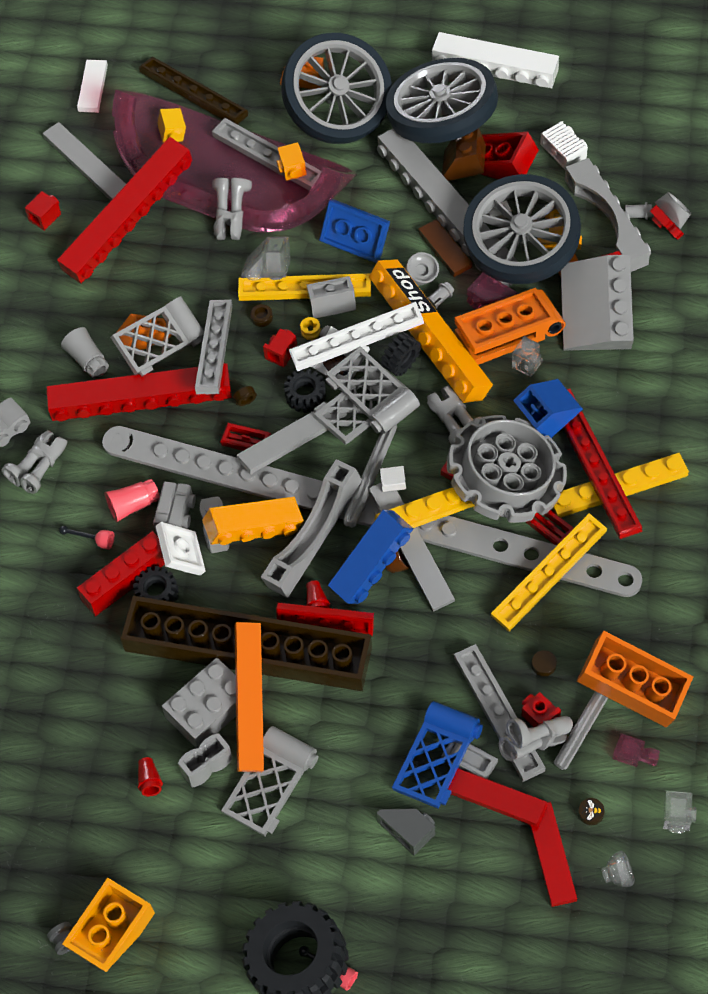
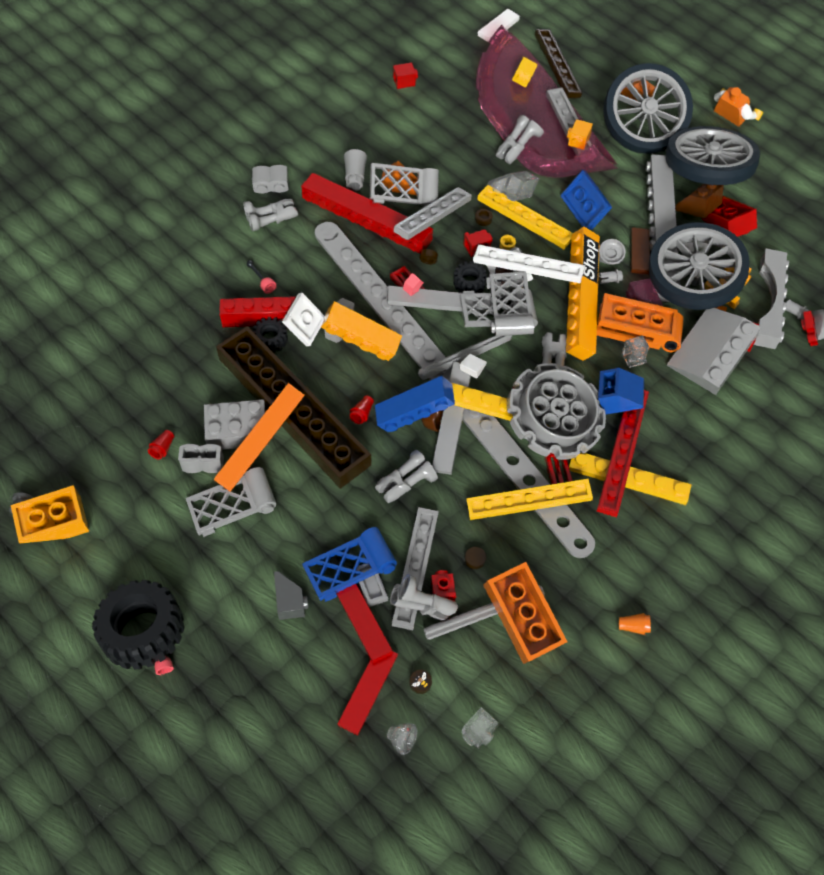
camera: 30 degrees right, 0 degrees up
(84, 160) = (456, 68): light grey tile -> none
(125, 210) = (452, 102): red brick -> none
(131, 498) = (303, 271): coral plant -> none
(175, 505) = (325, 292): light grey brick -> none
(262, 437) = (412, 284): none -> coral piece
(290, 564) = (429, 349): light grey arch -> none
(327, 617) = (357, 426): red tile -> none
(331, 297) = (536, 232): light grey panel -> none
(401, 354) = (550, 294): black tyre -> none
(408, 642) = (401, 486): none -> light grey piece
(415, 27) = (735, 106): none -> orange torso
(500, 59) = (779, 160): white brick -> none
(563, 144) = (777, 234): white brick -> none
(632, 750) = (485, 662): clear pink plate -> none

